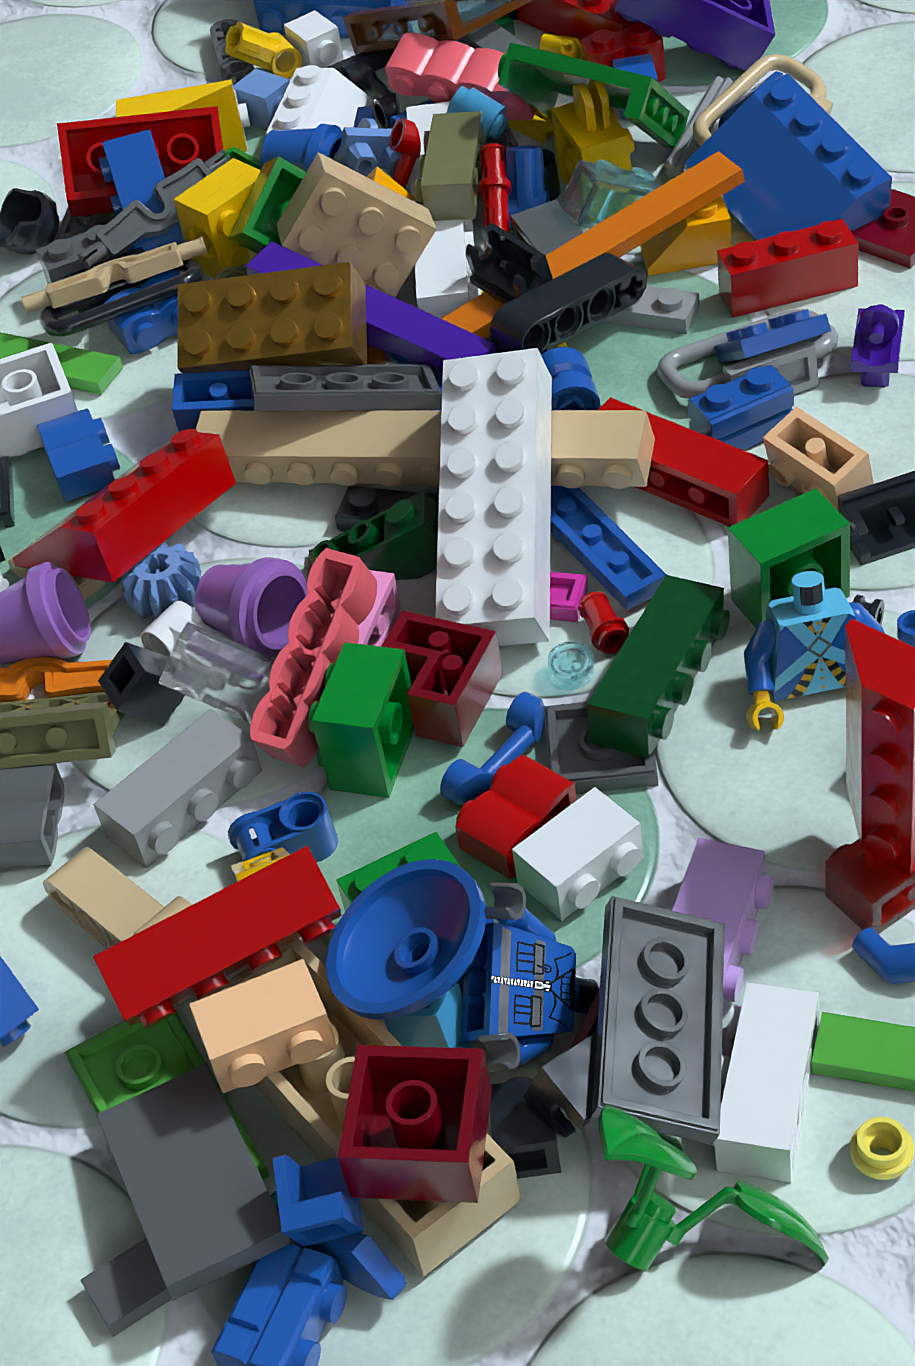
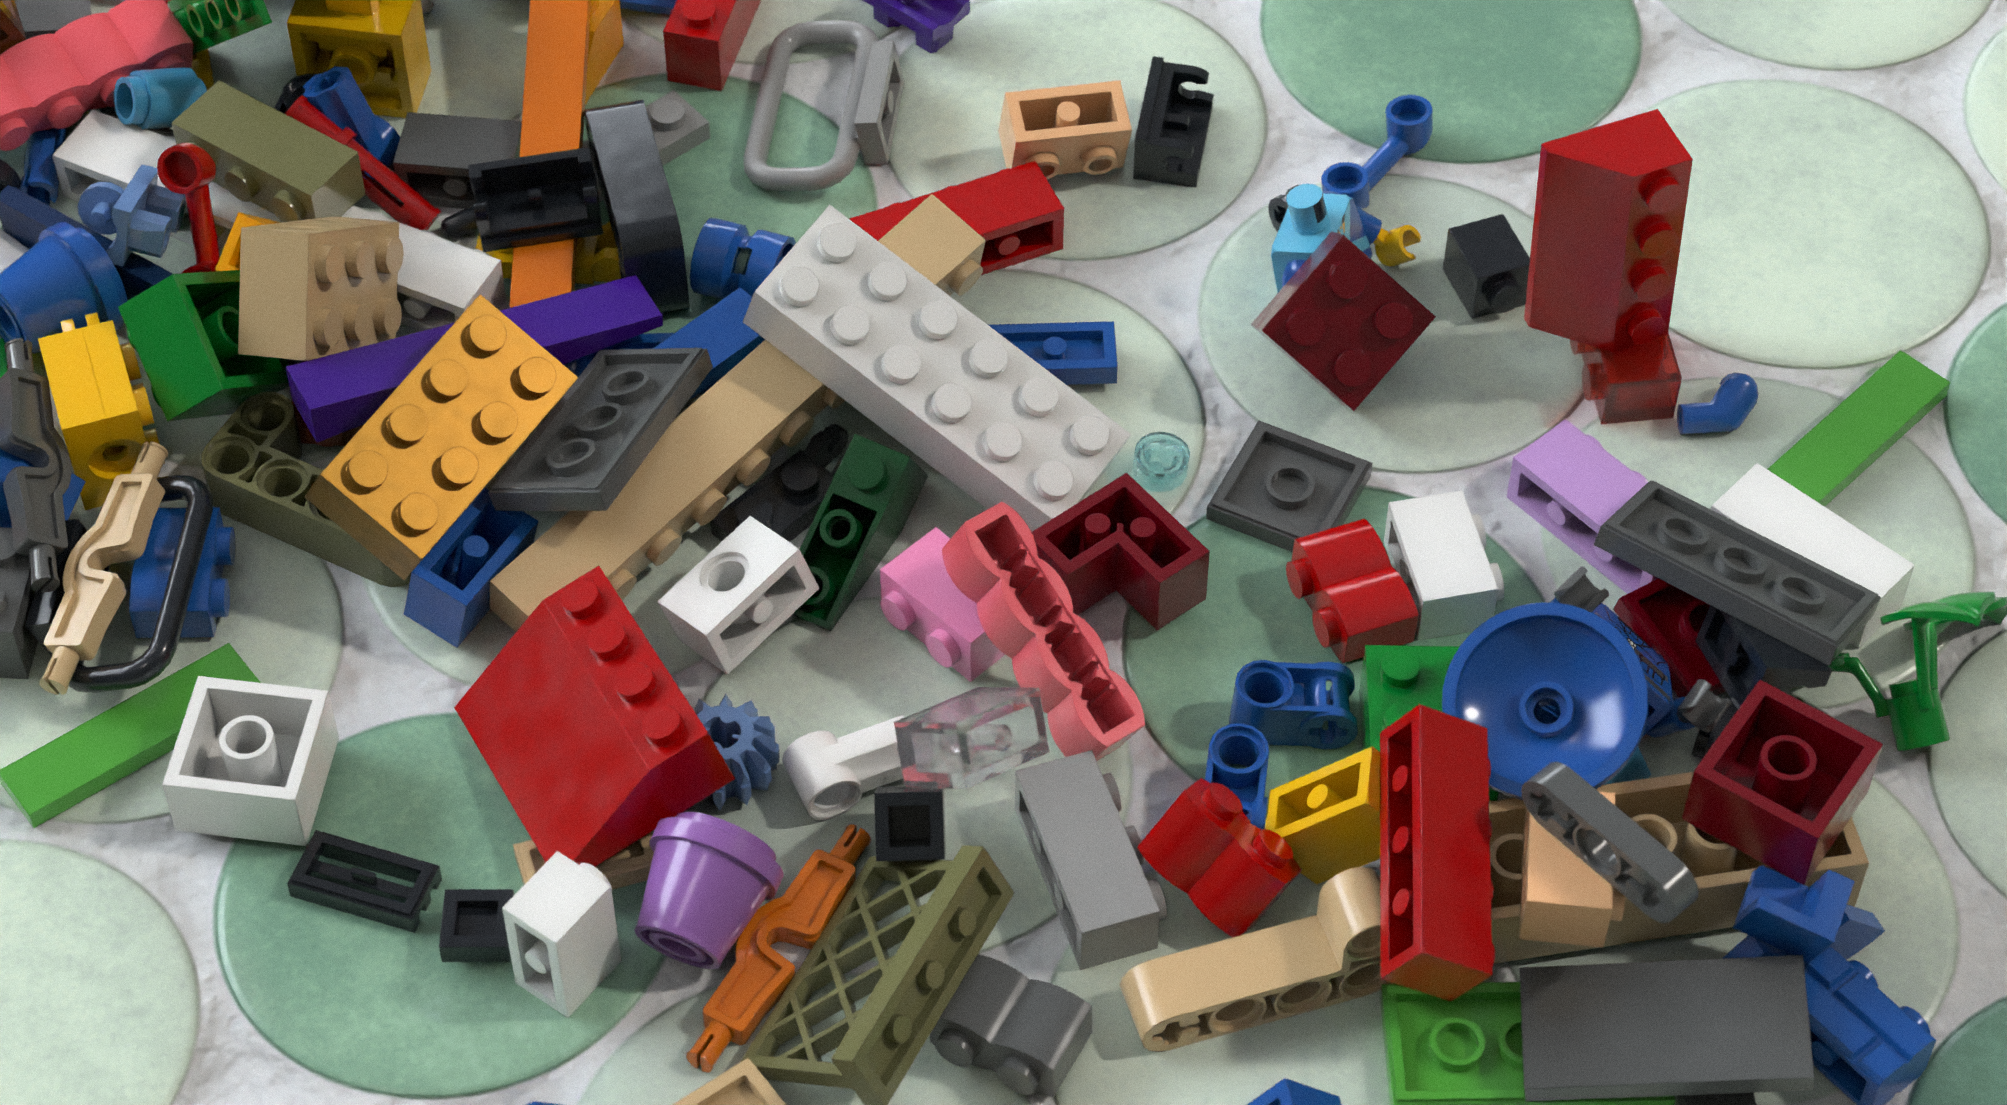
camera: 70 degrees left, 5 degrees up
(78, 453) = (396, 753): blue brick -> none
(201, 844) = (1220, 857): none -> red brick
(249, 1020) = (1610, 842): none -> dark grey beam
(252, 601) = (864, 671): medium lavender piece -> none
(280, 520) = (738, 594): none -> white brick
(363, 719) = (1155, 636): green brick -> none
(381, 818) = (1292, 703): none -> blue piece
(466, 781) = (1223, 523): blue bar -> none
(603, 190) = (465, 67): clear light blue brick -> none
(607, 630) = (1130, 405): red pin -> none
(657, 666) = (1244, 386): dark green brick -> none
(736, 671) = (1343, 320): none -> dark red brick
(742, 408) = (919, 141): blue brick -> none
(782, 332) = (833, 68): blue plate -> none
(782, 542) = (1196, 218): green brick -> none
(887, 1134) = (1917, 518): light yellow plate -> none

